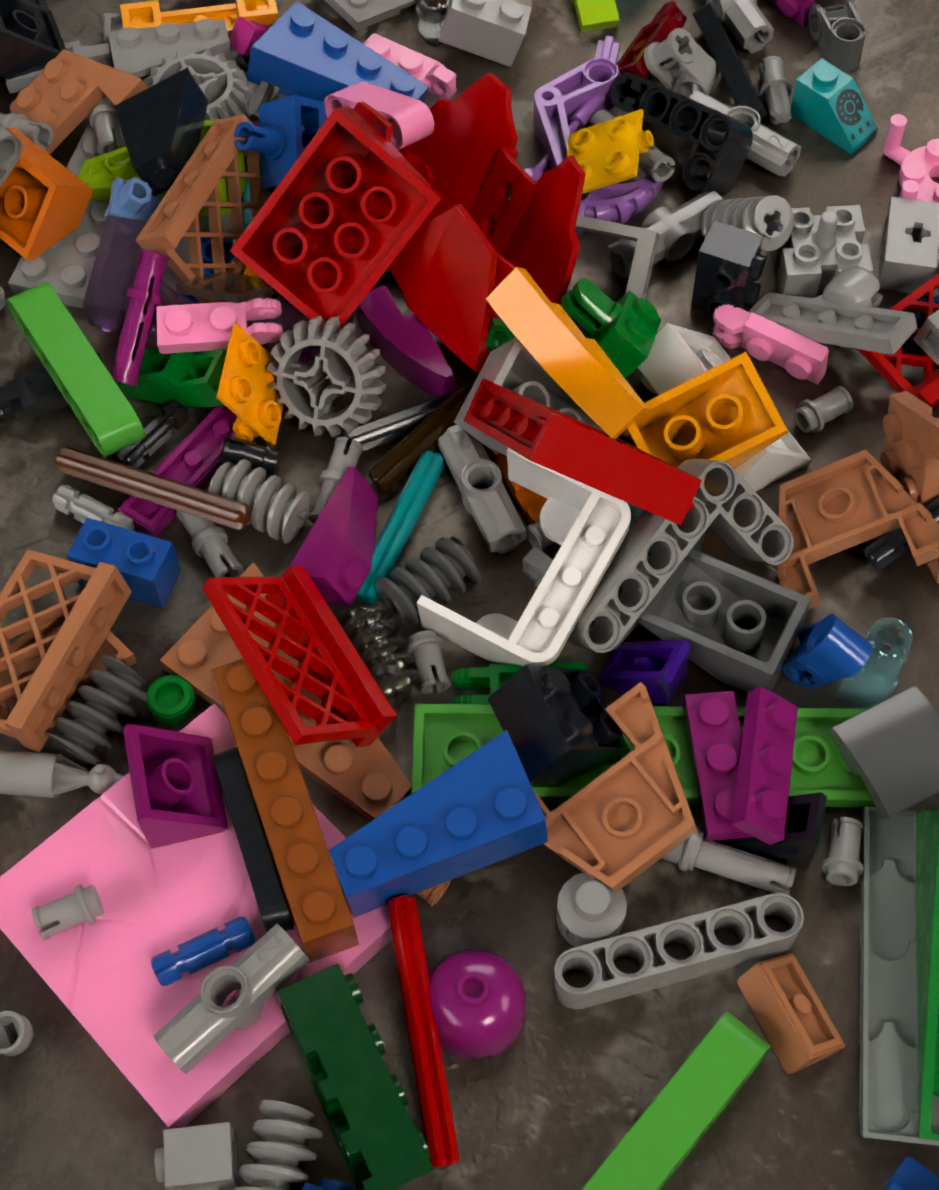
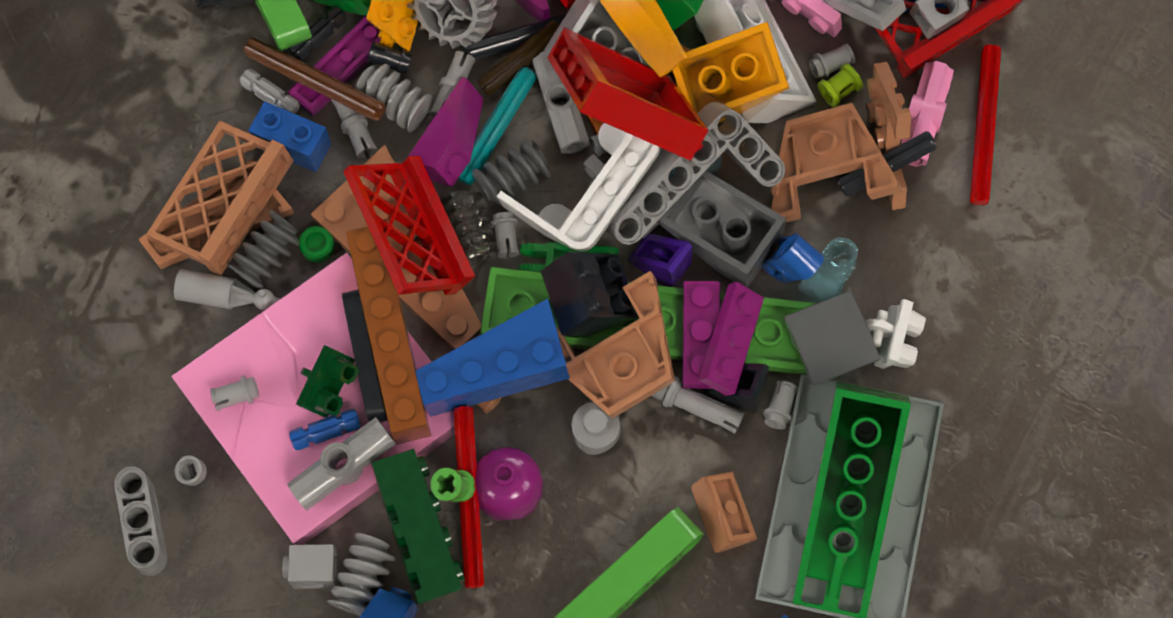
camera: 10 degrees right, 10 degrees up
(174, 785) = (313, 311): magenta slope -> none
(199, 881) = (326, 382): none -> dark green hips
(385, 1017) = (442, 486): none -> bright green bush
(695, 933) = (665, 450): light grey beam -> none
(841, 435) = (840, 85): none -> lime bush

